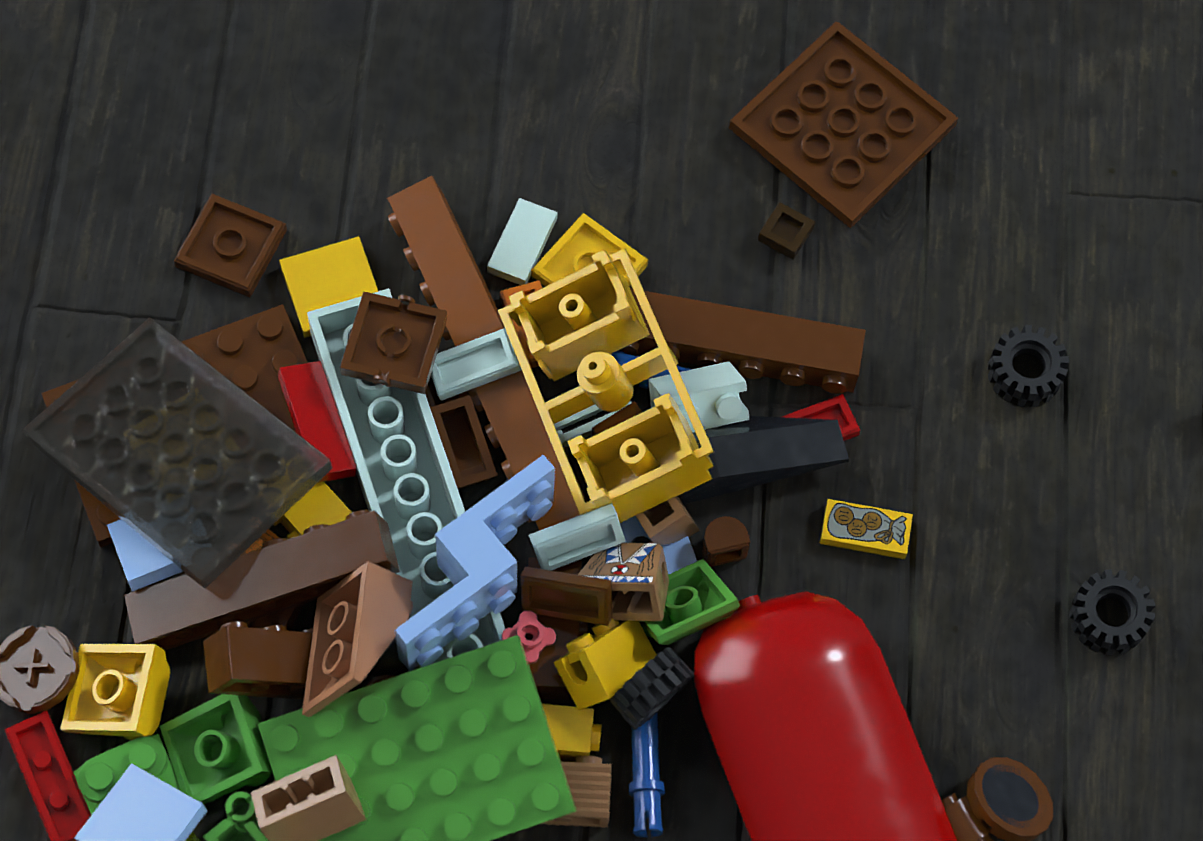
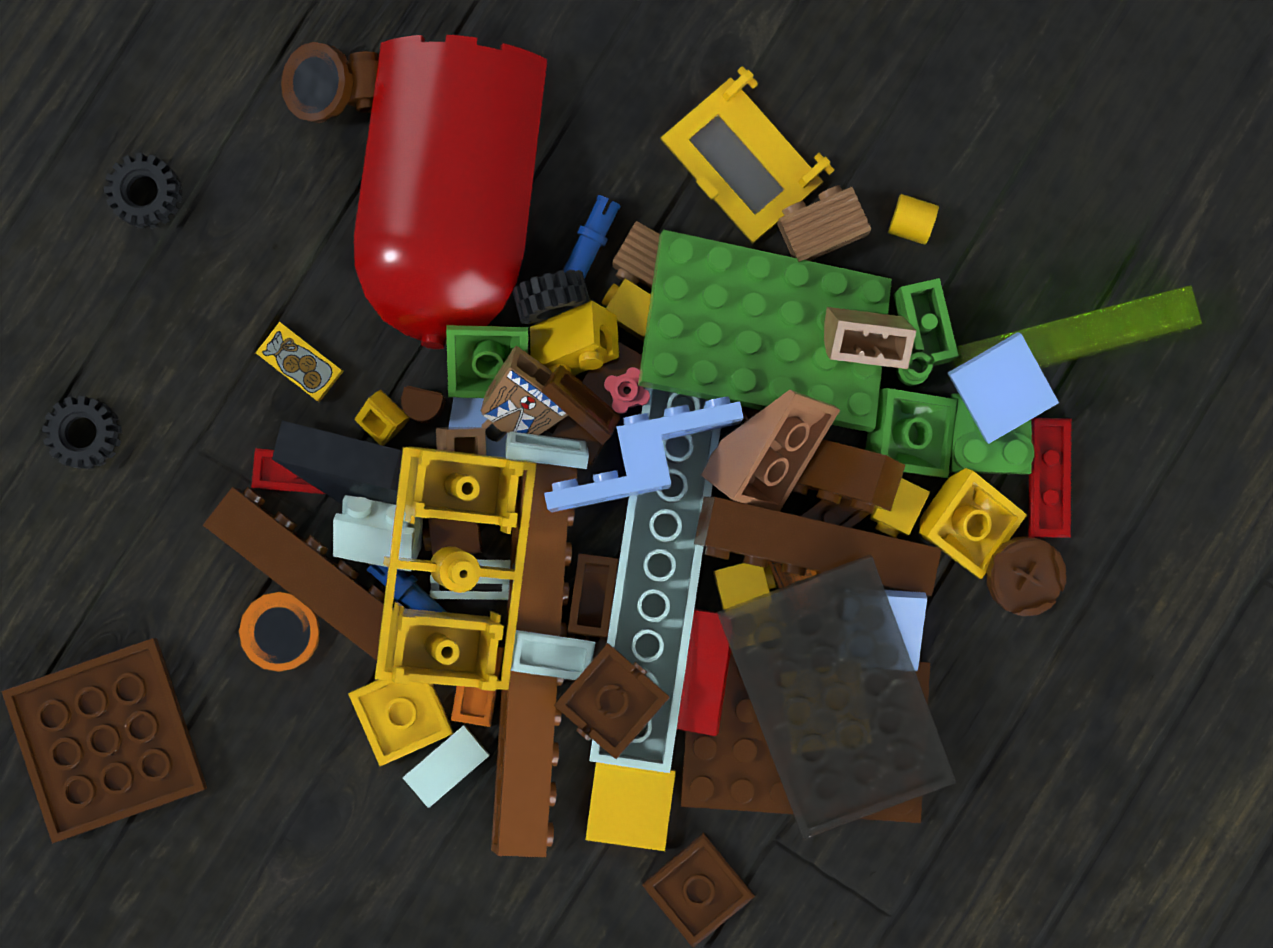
camera: 145 degrees left, 20 degrees up
(190, 673) = (904, 512): none -> yellow brick
(742, 278) = (279, 632): none -> tile
(757, 512) = (381, 418): none -> yellow brick
(786, 230) = (214, 660): dark brown plate -> none

